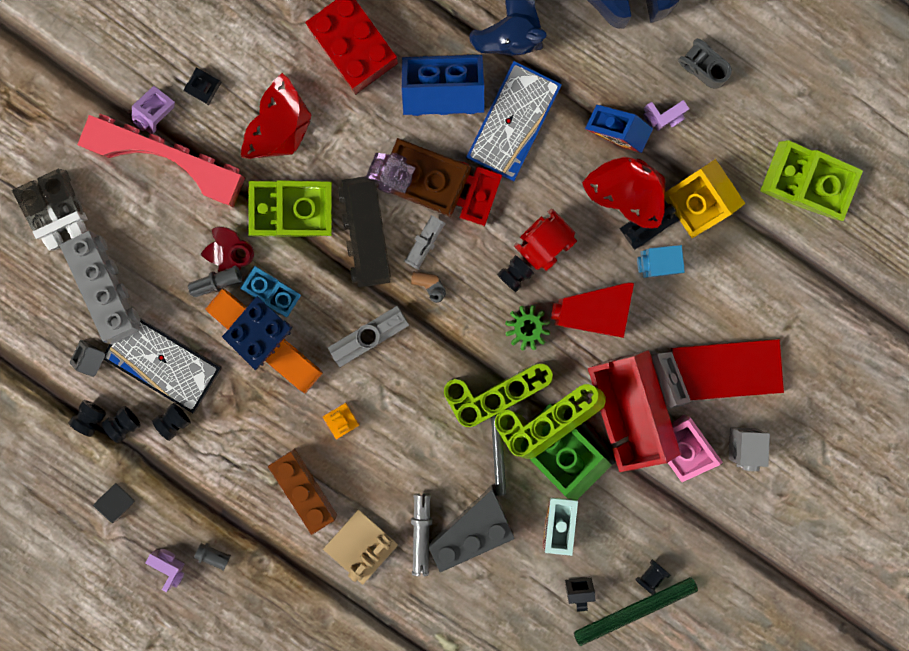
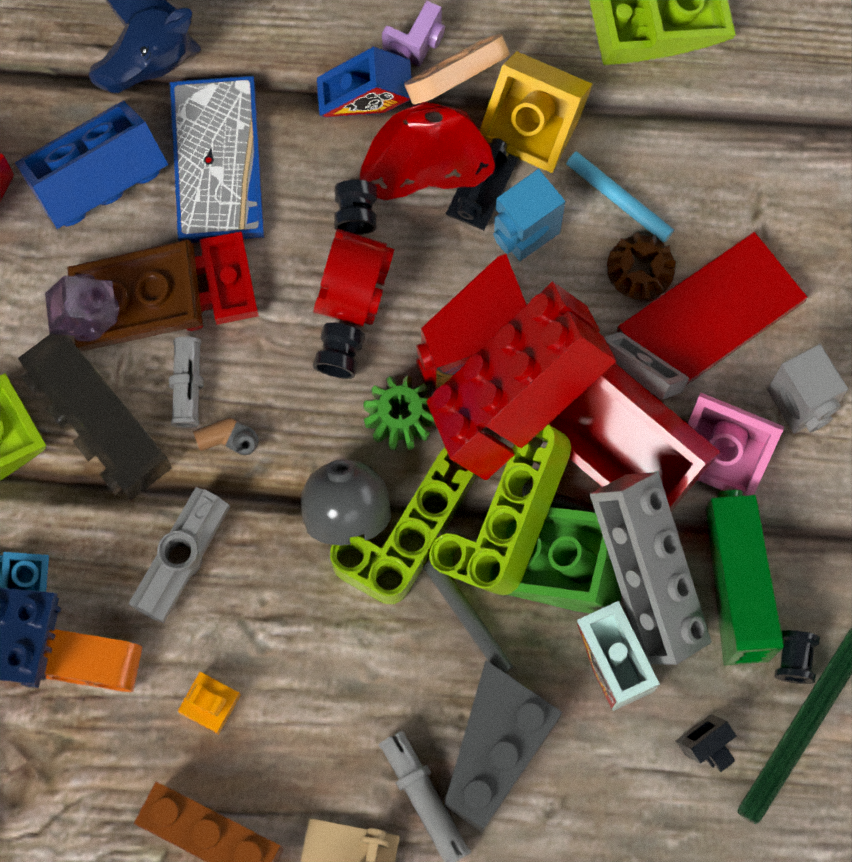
camera: 30 degrees left, 15 degrees down
(468, 363) = (345, 502): none -> dark grey cylinder
(572, 197) = (355, 206): none -> black wheel
(597, 361) = (520, 380): none -> red piece
(605, 494) = (651, 567): none -> light grey brick
(649, 524) = (742, 580): none -> green slope
(676, 150) = (457, 69): none -> light nougat beam
(698, 331) = (639, 284): none -> reddish brown gear
(720, 275) = (620, 197): none -> medium azure bar

